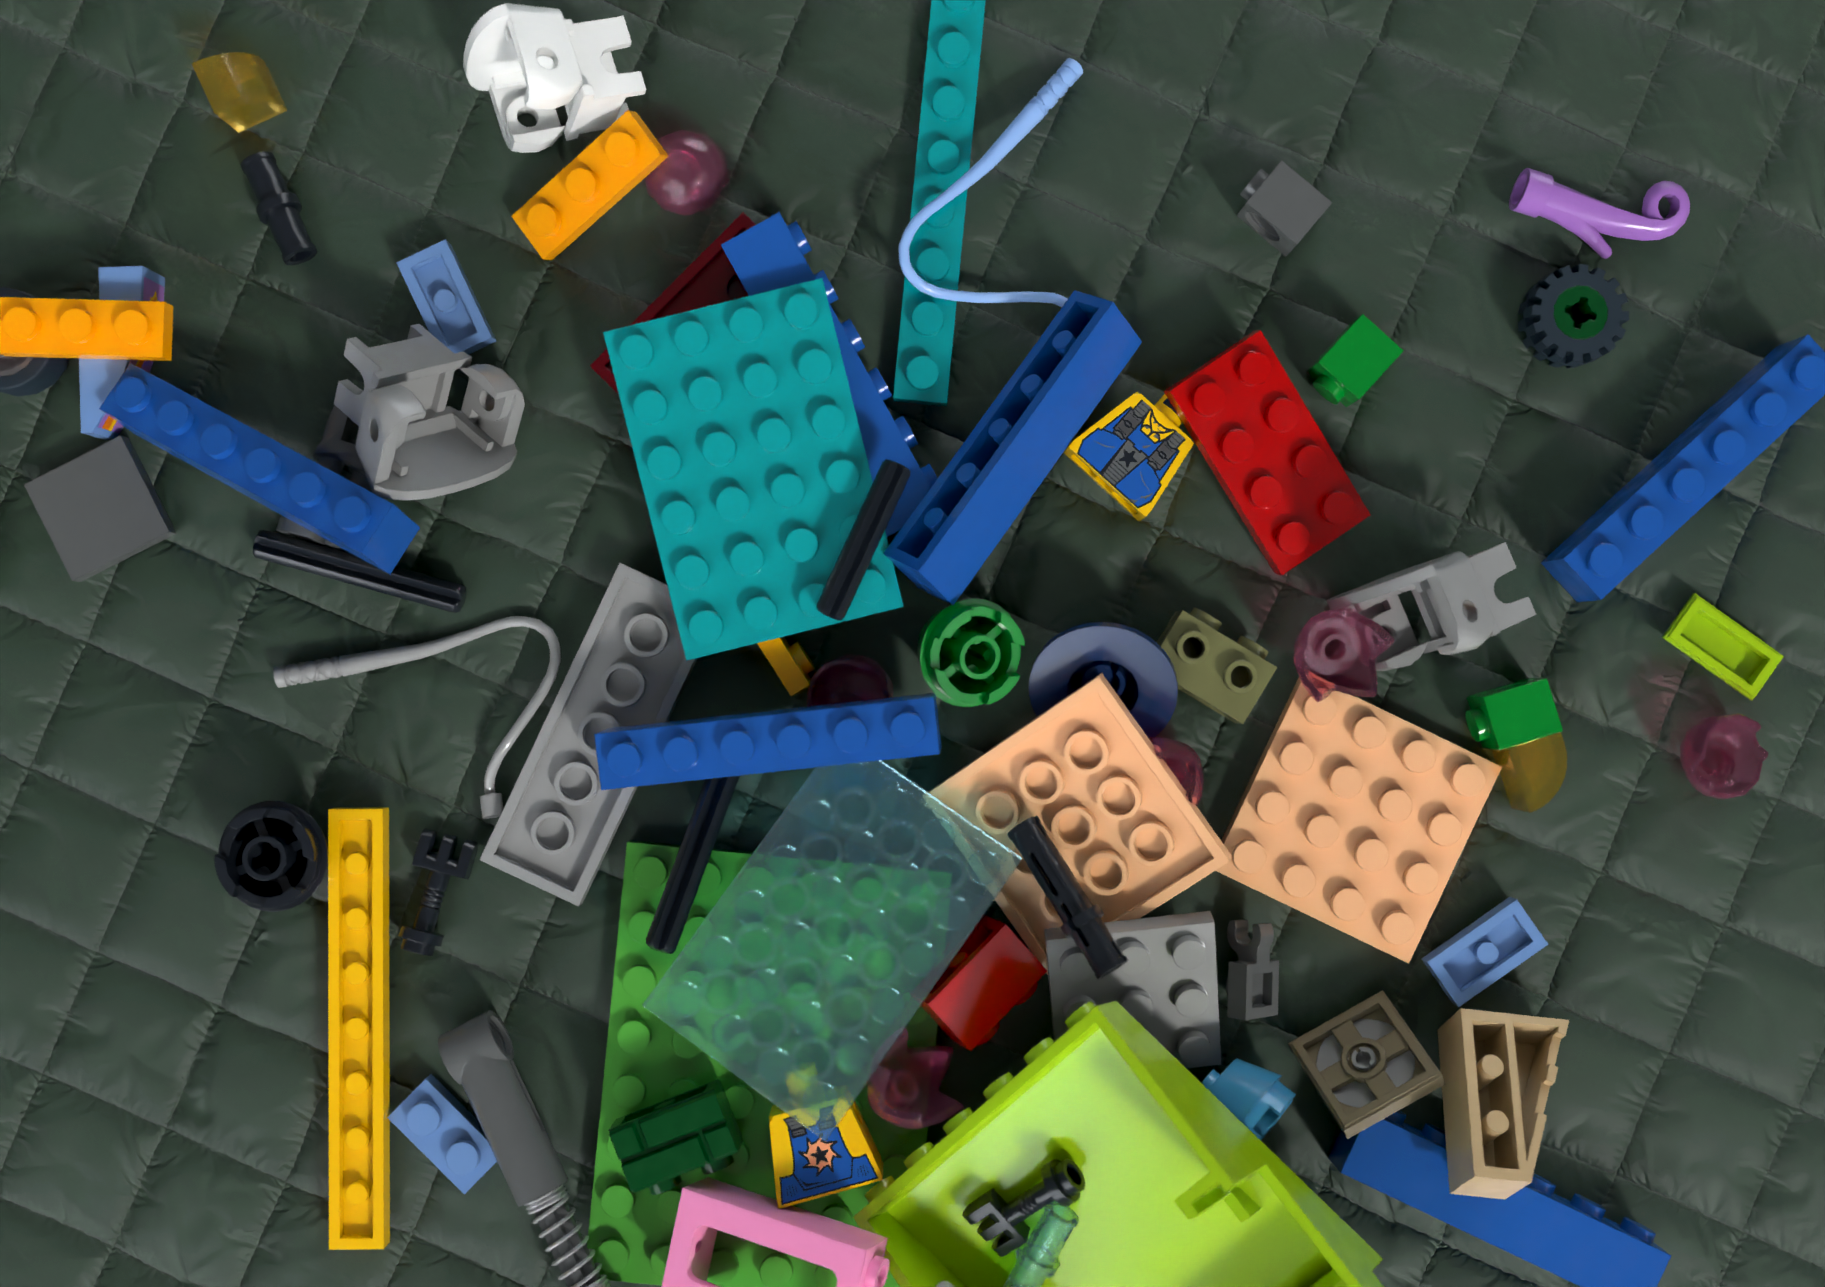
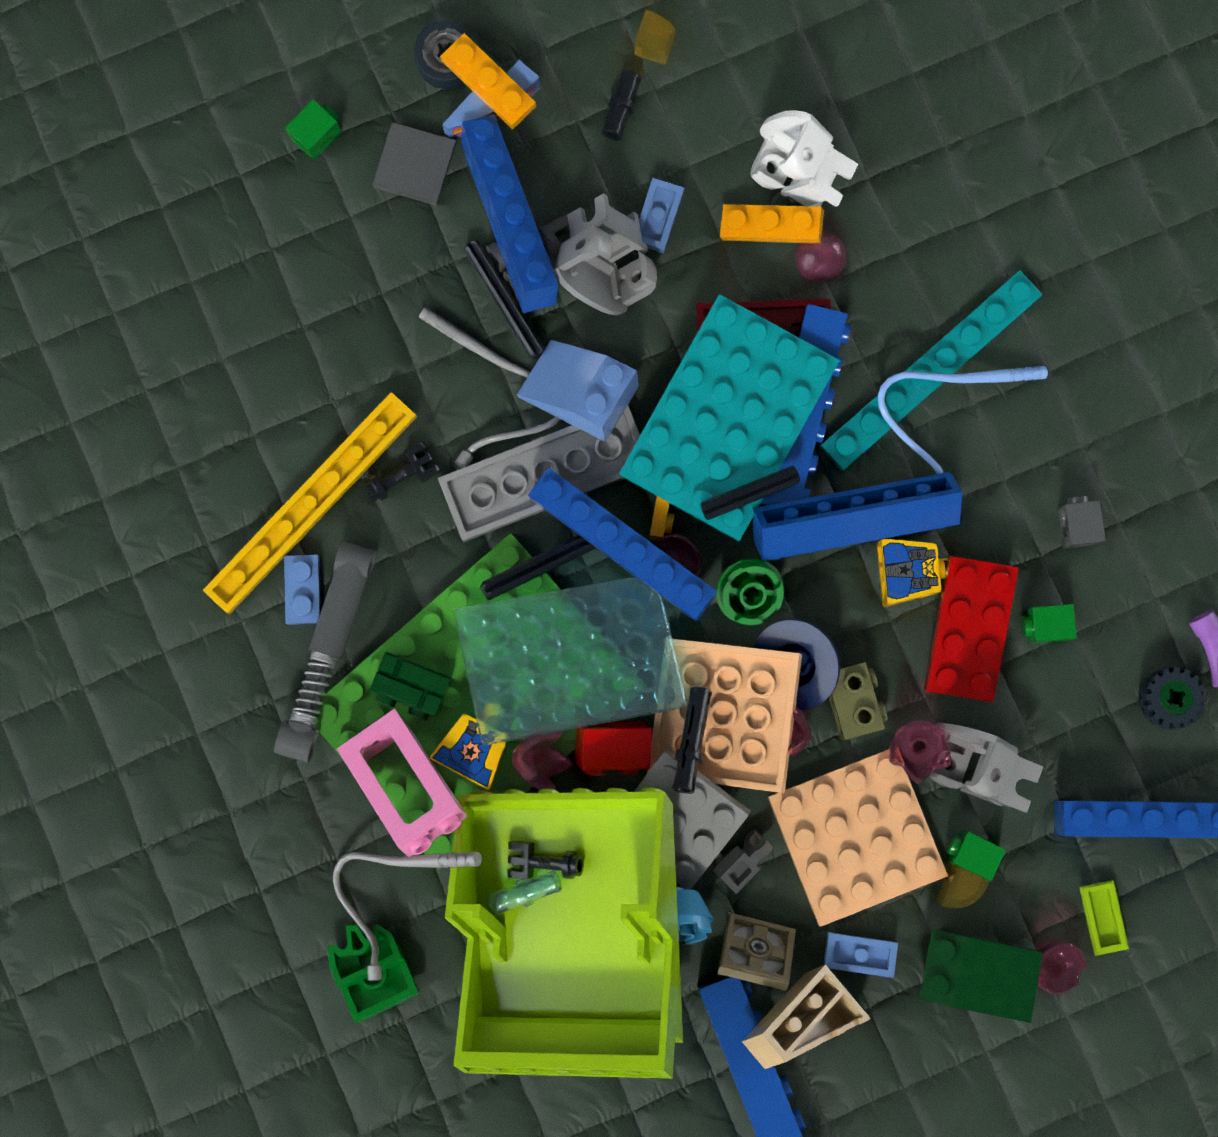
camera: 35 degrees right, 5 degrees down
(272, 856) = (349, 389): black cone -> none
(547, 595) = (580, 387): none -> medium blue slope
(1649, 851) = (981, 975): none -> dark green slope

